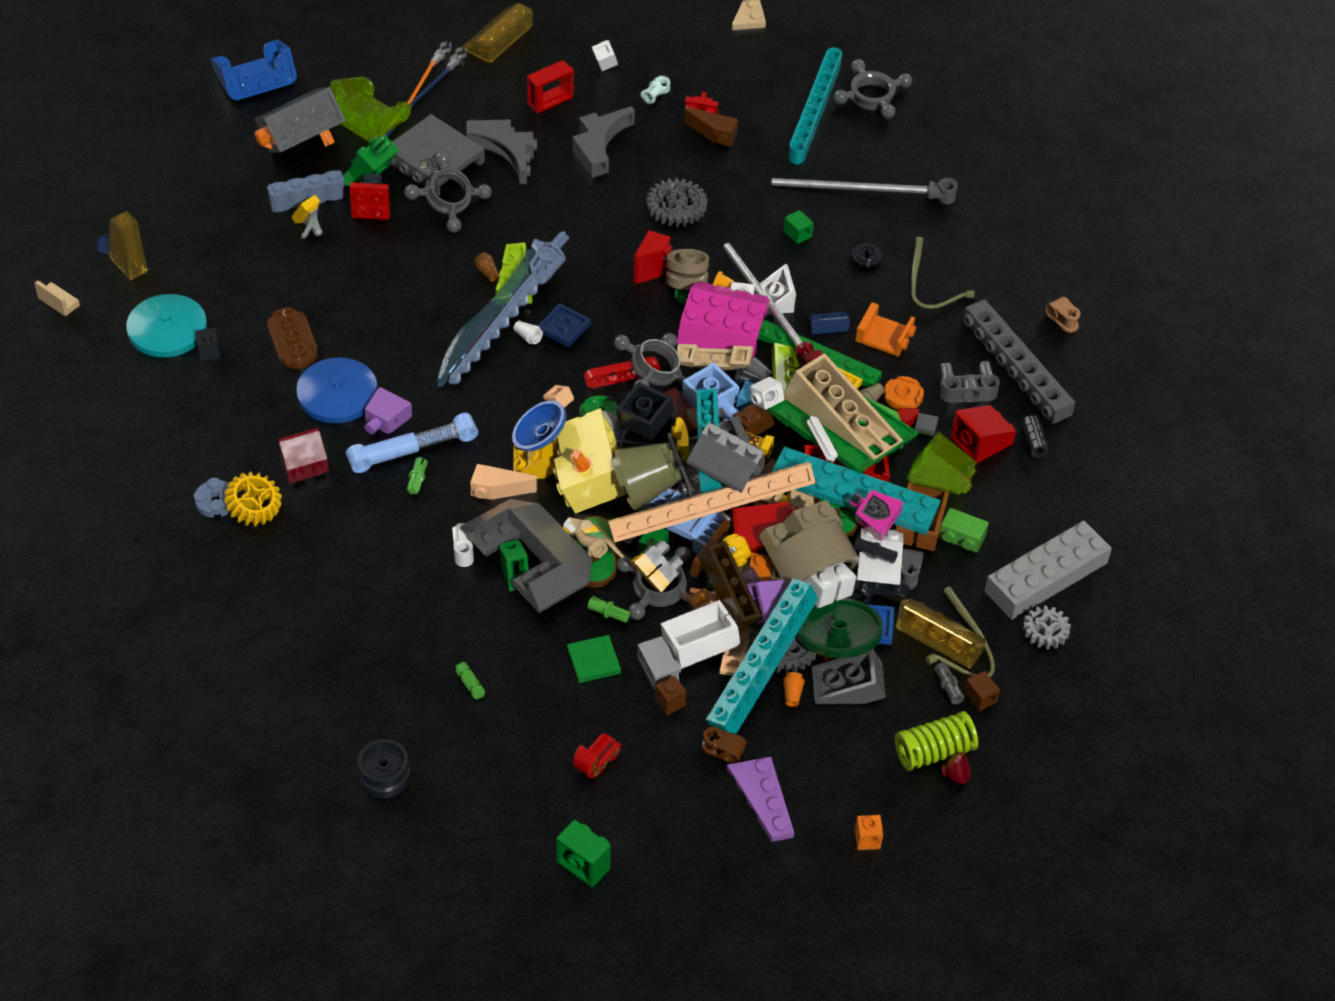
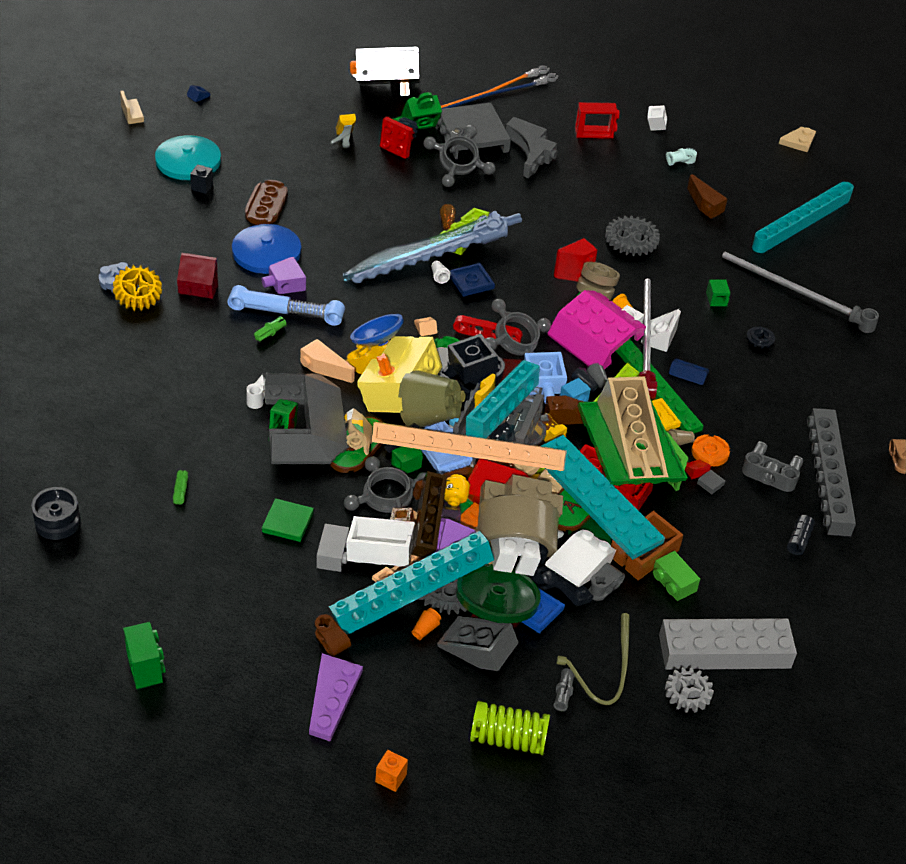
camera: 30 degrees right, 5 degrees down
(126, 245) = (198, 91): clear yellow slope -> none
(259, 75) = (387, 35): blue windscreen -> none
(296, 191) = (366, 114): sand blue brick -> none
(363, 112) = (443, 78): clear neon green windscreen -> none
(500, 32) = (592, 75): clear yellow slope -> none
(595, 136) = (609, 166): dark grey arch -> none
(595, 758) = (222, 591): red animal -> none
(608, 609) = (329, 489): bright green axle -> none
(655, 567) = (393, 480): hips -> none
(670, 695) = (320, 575): reddish brown brick -> none
(702, 103) = (709, 178): red hips -> none
(724, 457) = (494, 411): dark grey slope -> none
(725, 359) = (570, 353): tan slope -> none
(767, 393) = (589, 396): white brick -> none
(822, 438) = (598, 443): white axle -> none
(872, 78) = (861, 215): dark grey piece -> none
(875, 550) = (575, 548): black pin -> none
(876, 512) = (597, 518): dark pink torso -> none
(884, 333) = (728, 398): orange panel -> none
(916, 260) = (828, 403): olive piece -> none
(940, 632) = (588, 644): clear yellow slope -> none
(942, 467) = (690, 516): clear neon green windscreen -> none
(957, 768) = (514, 762): dark red brick -> none
(981, 432) = (753, 508): red slope -> none
(981, 690) = (587, 710): reddish brown brick -> none

